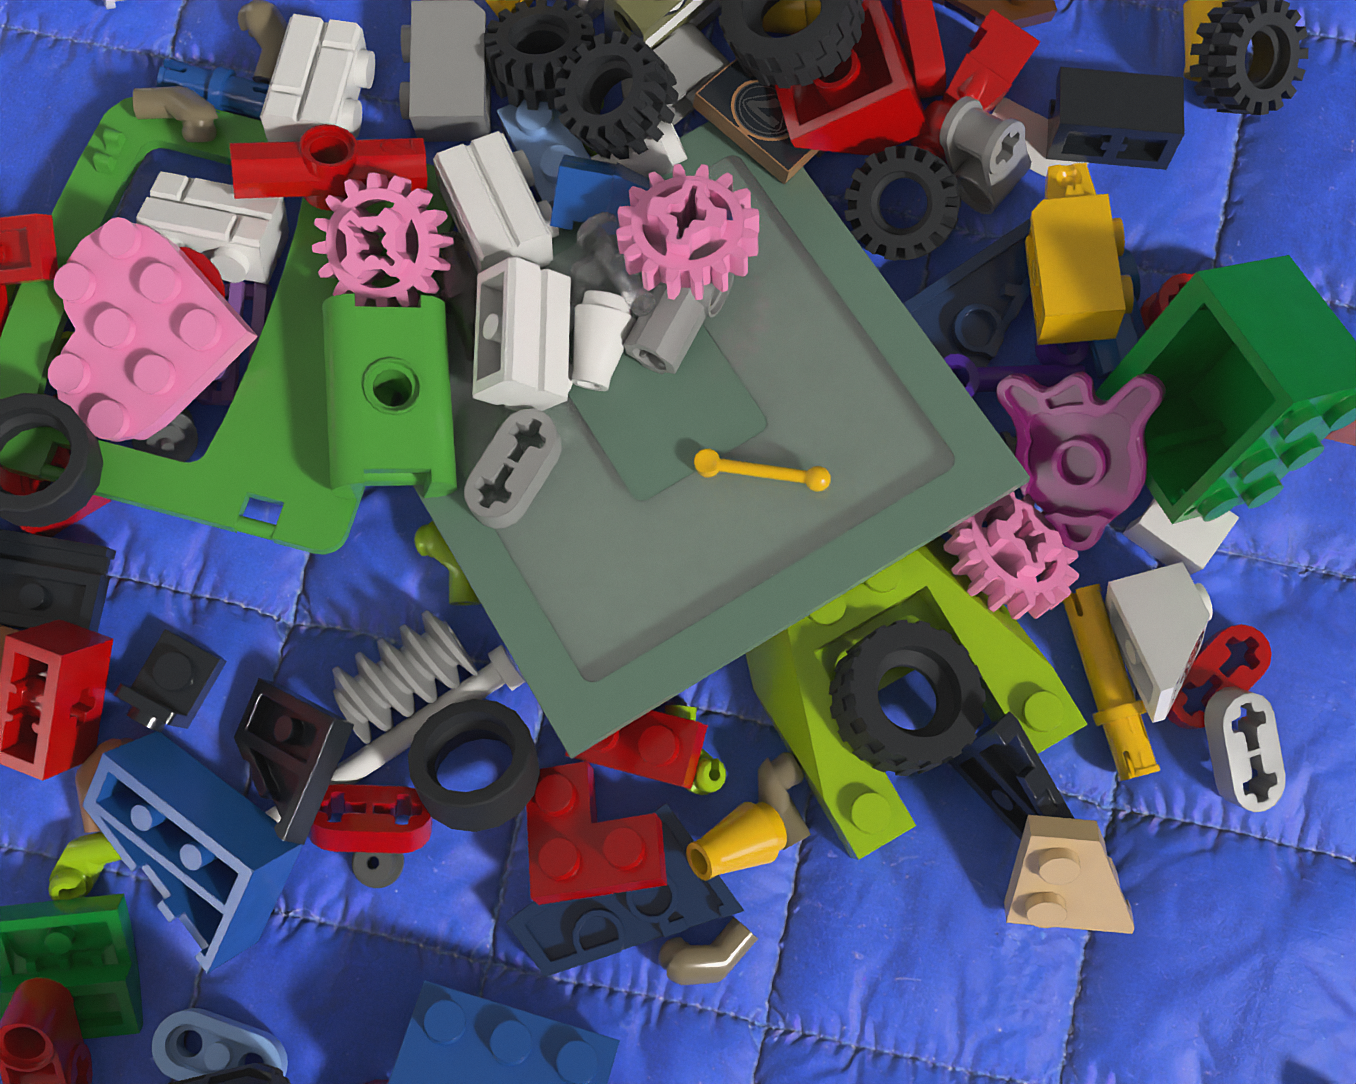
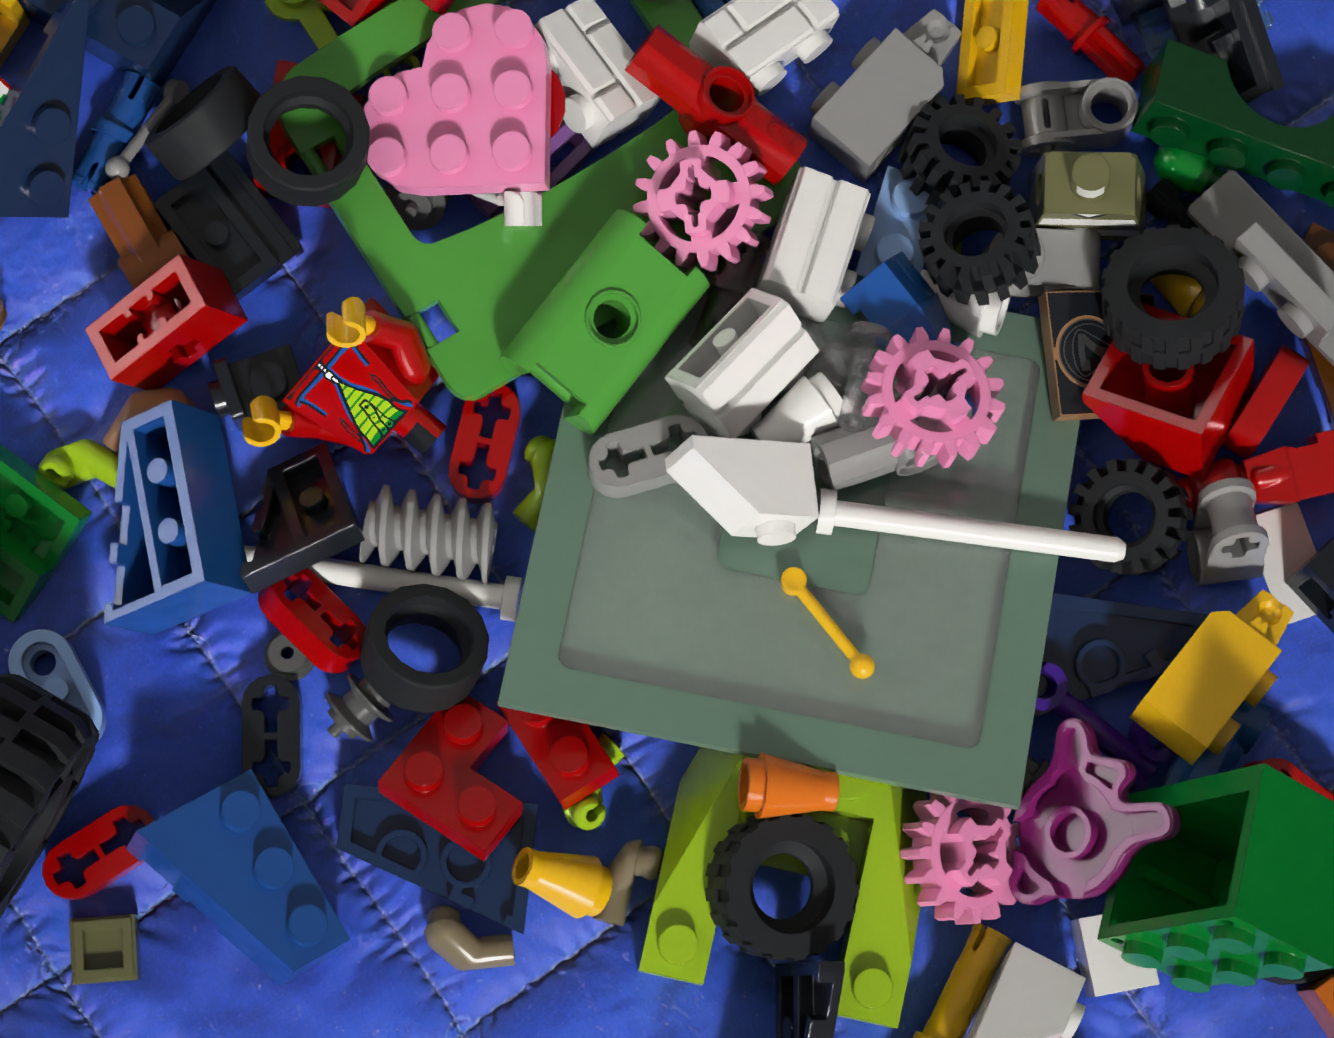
camera: 35 degrees right, 0 degrees up
(242, 613) = (357, 387): none -> torso
(247, 369) = (519, 207): none -> white hand
(395, 563) = (499, 447): none -> red beam
(406, 946) = (288, 734): none -> black beam
(465, 857) = (357, 709): none -> dark grey wheel
(609, 418) = (749, 484): none -> white slope
(689, 386) = (964, 529): none -> white bar
(844, 622) = (783, 787): none -> orange cone

